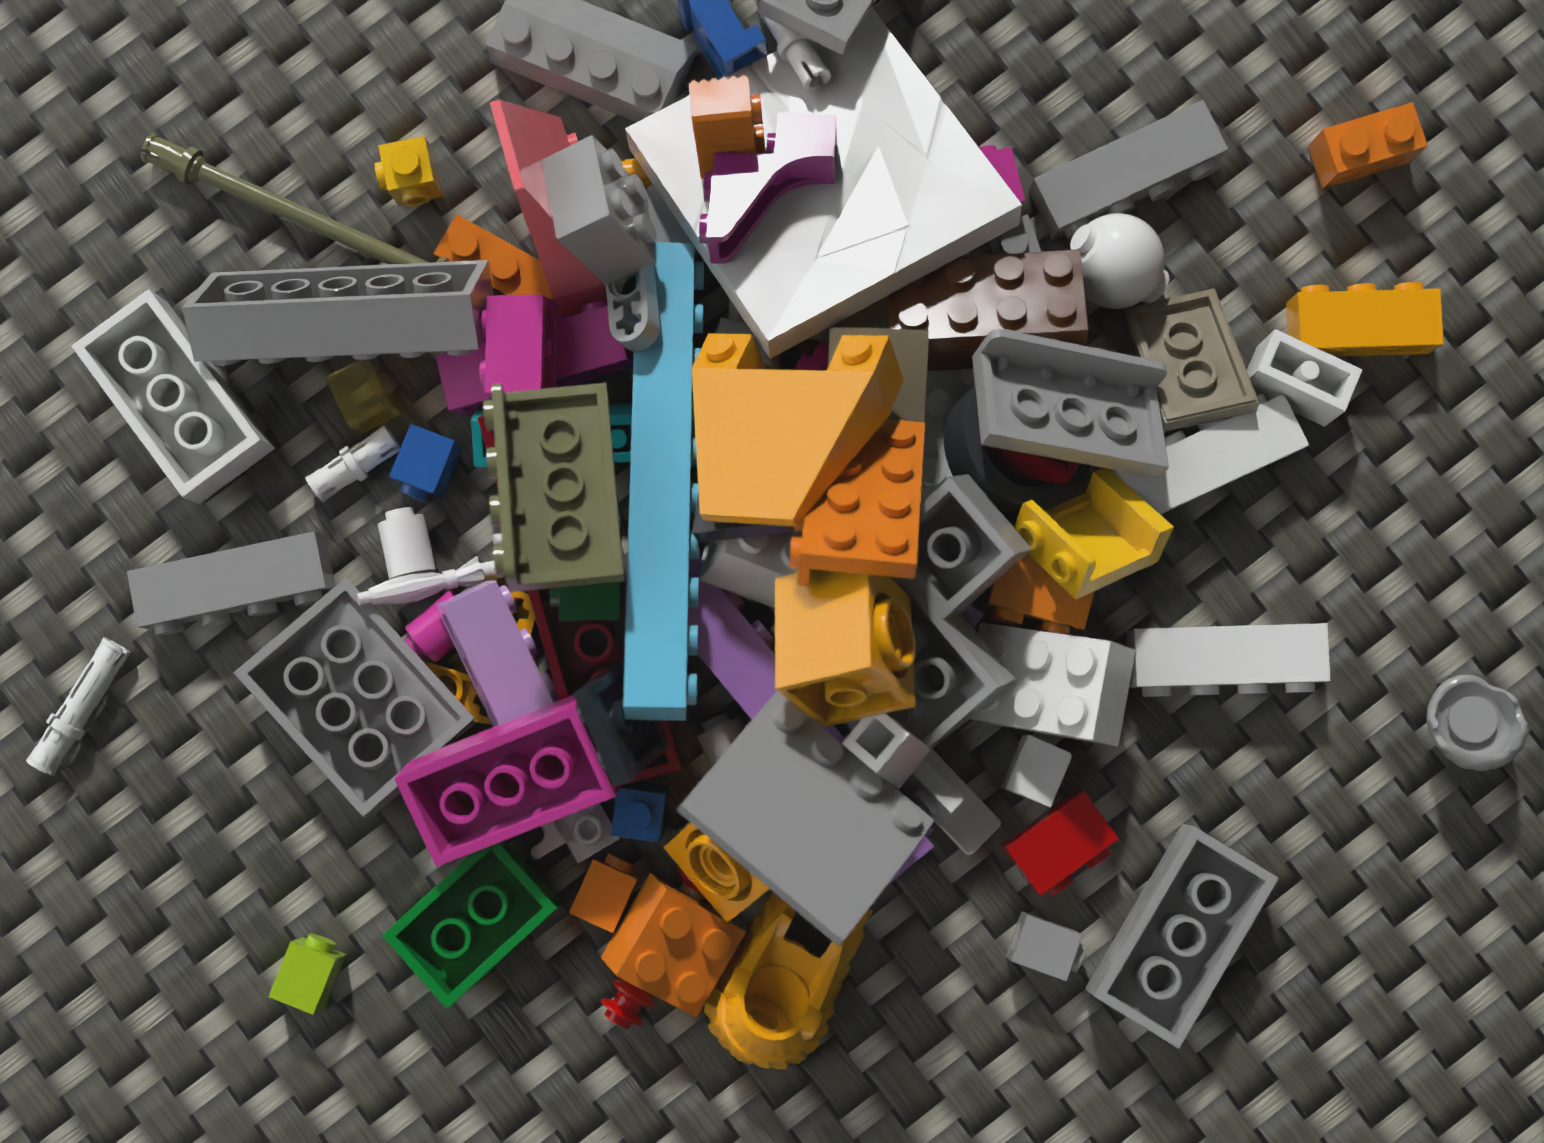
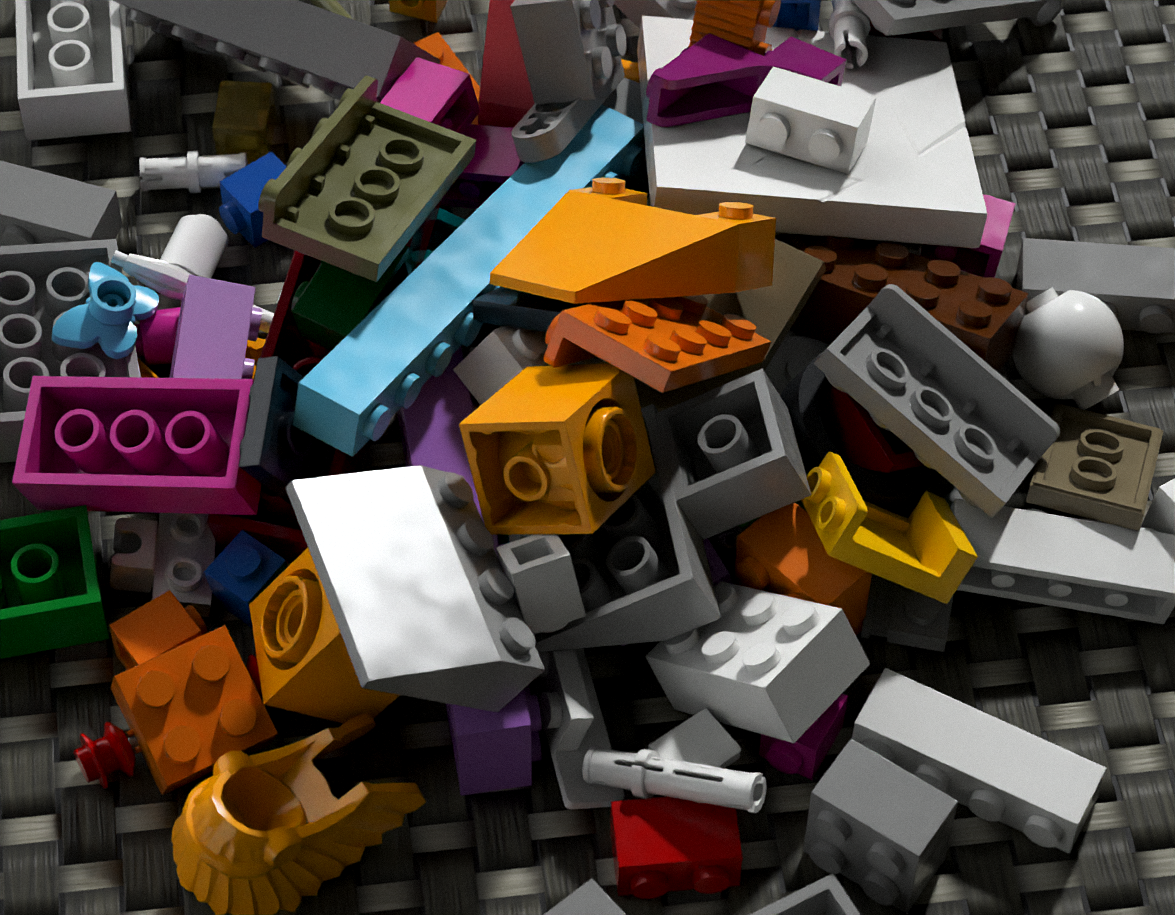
camera: 25 degrees right, 30 degrees down
(391, 654) = (107, 315): none -> medium azure animal
(842, 194) = (810, 120): none -> white brick
(1043, 811) = (651, 775): none -> white pin
(1204, 761) = (878, 826): none -> light grey brick

